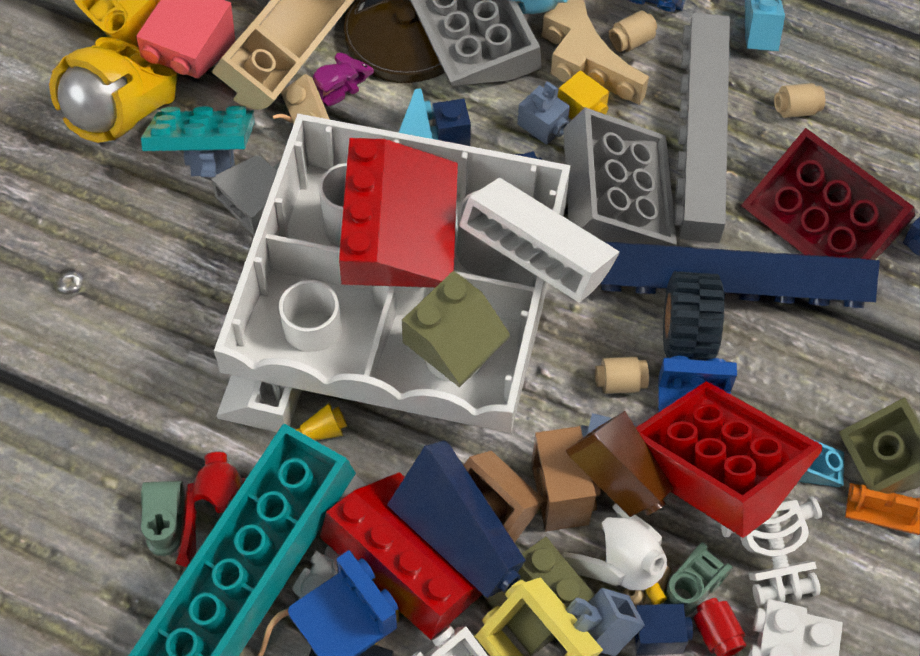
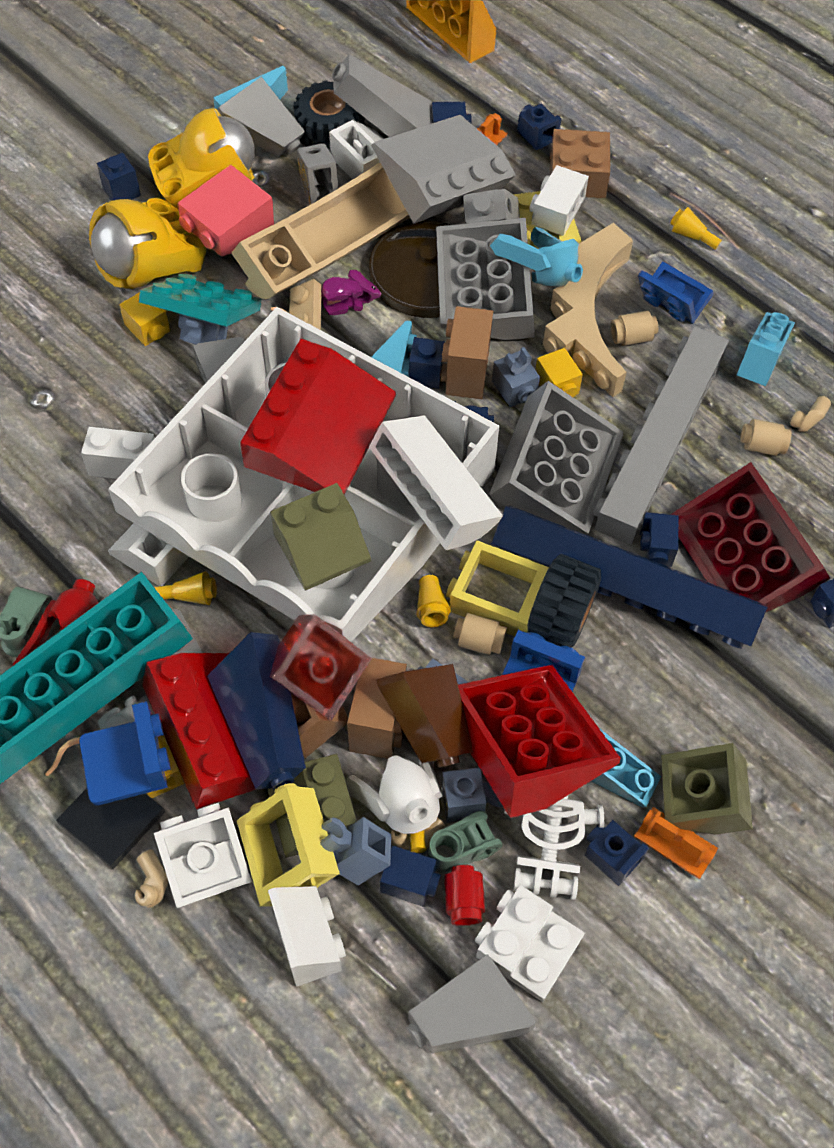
camera: 20 degrees right, 0 degrees up
(48, 29) = (118, 178): none -> dark blue brick
(143, 168) = (143, 320): none -> yellow brick
(184, 313) = (112, 451): none -> white brick
(491, 102) = (467, 352): none -> medium nougat brick
(502, 453) = (318, 664): none -> clear red slope
(562, 360) = (432, 604): none -> yellow cone
(632, 298) = (507, 563): none -> light yellow window
(682, 531) = (466, 794): none -> sand blue brick
(747, 226) = (660, 537): none -> dark blue brick
(834, 64) = (815, 414): none -> tan arm
(837, 548) = (613, 863): none -> dark blue brick

